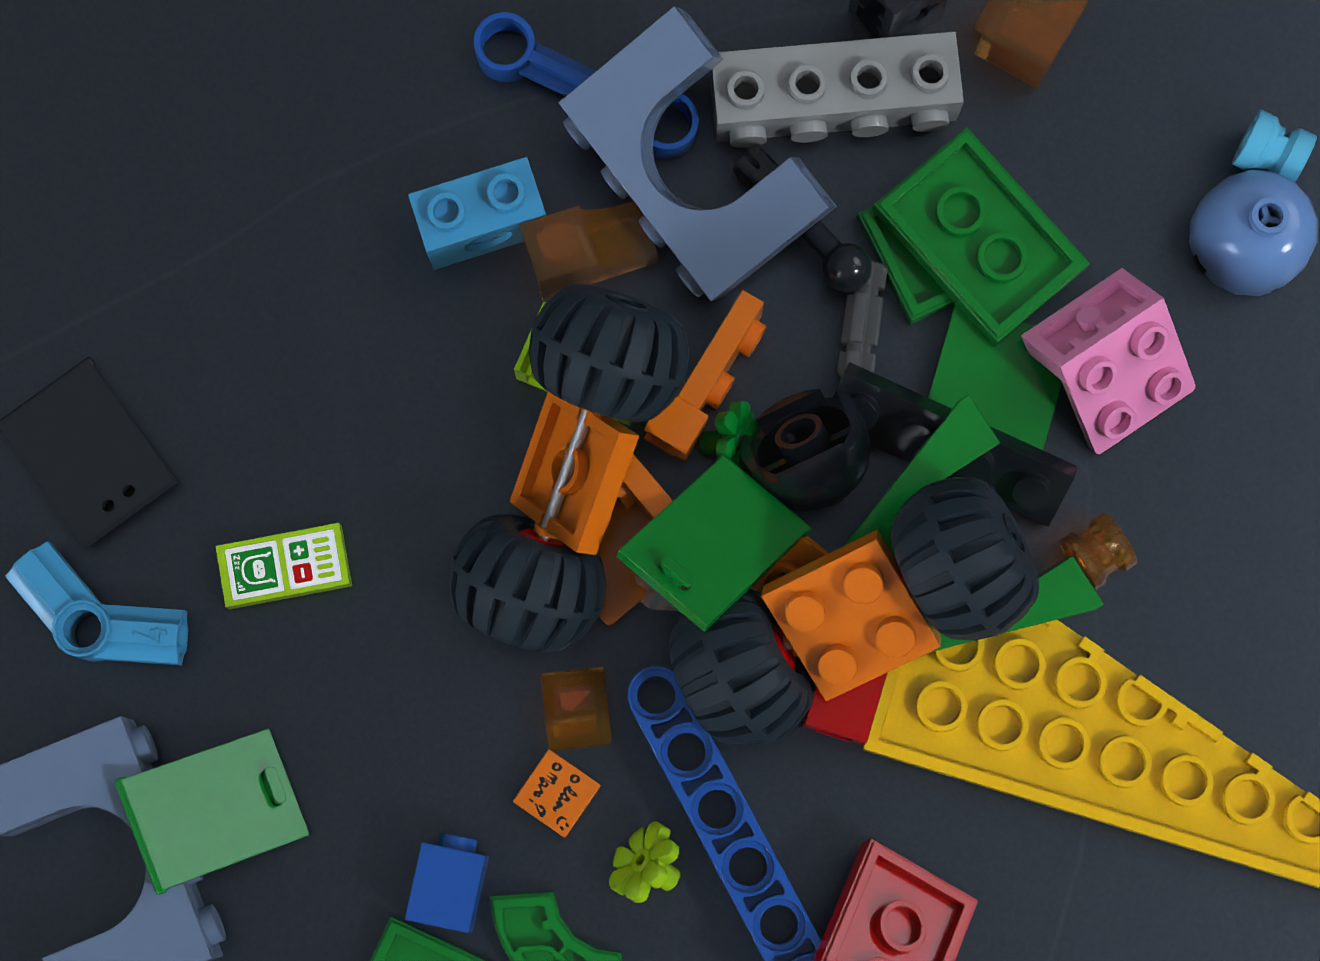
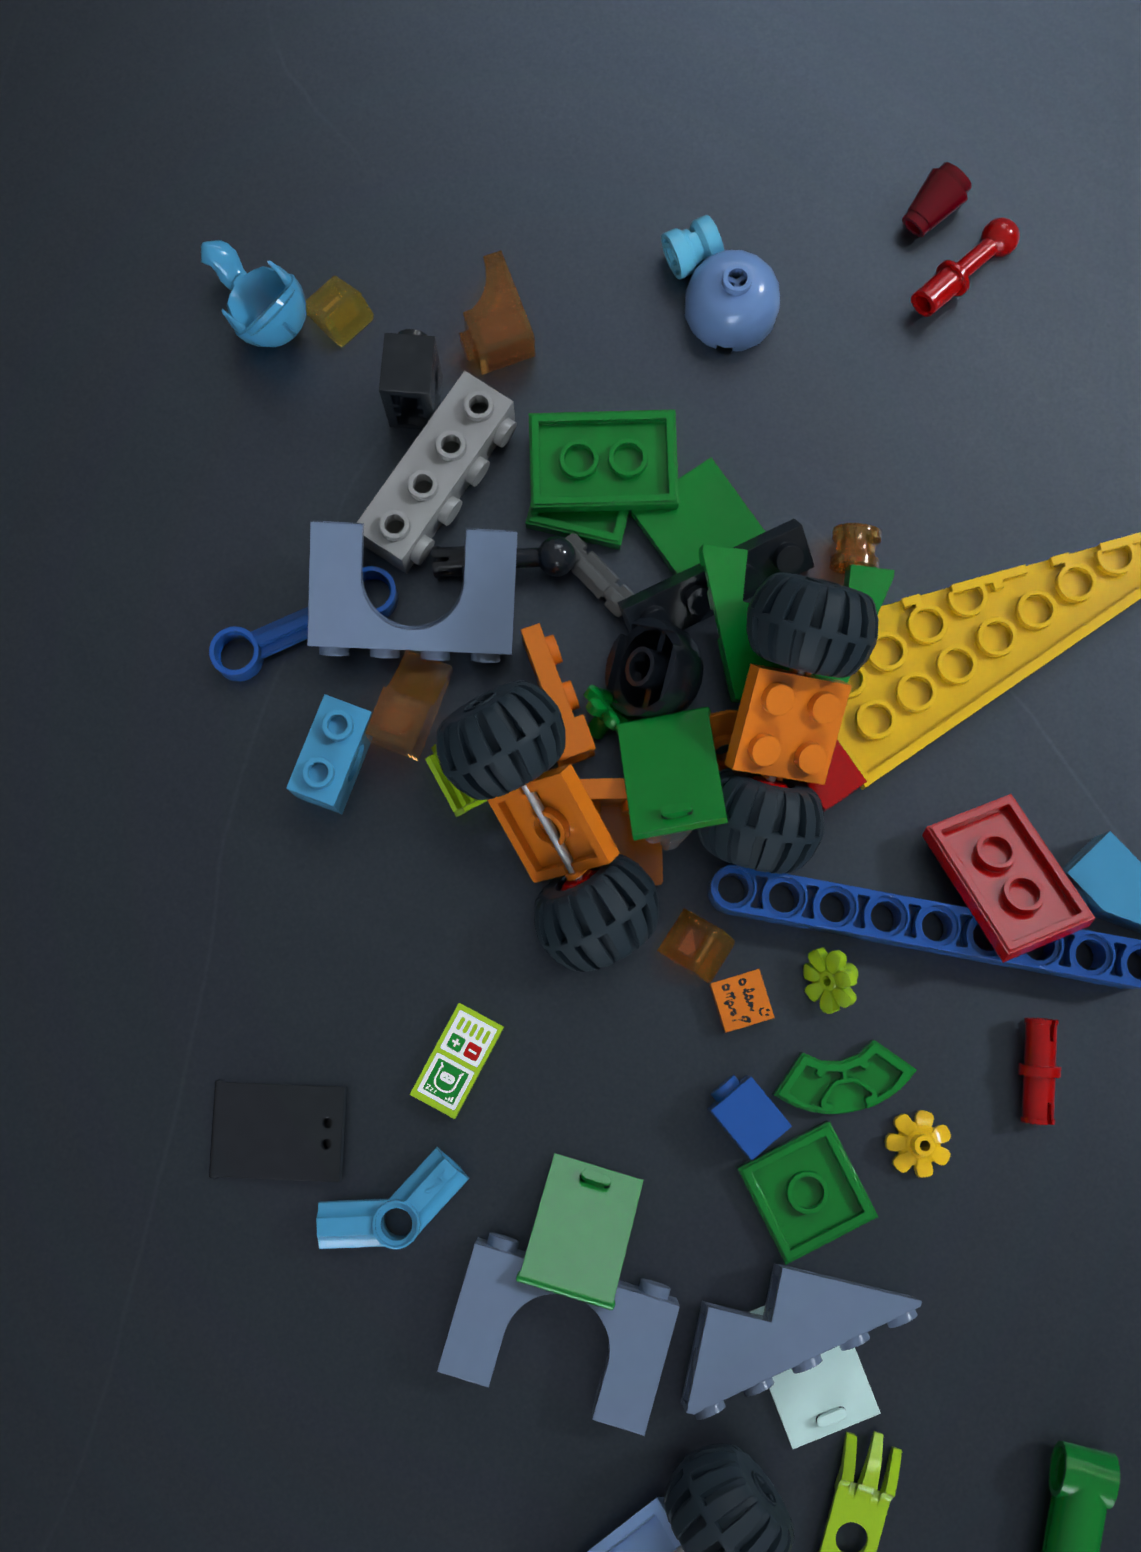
camera: 50 degrees left, 0 degrees up
(1114, 357) = (743, 441): bright pink bracket -> none

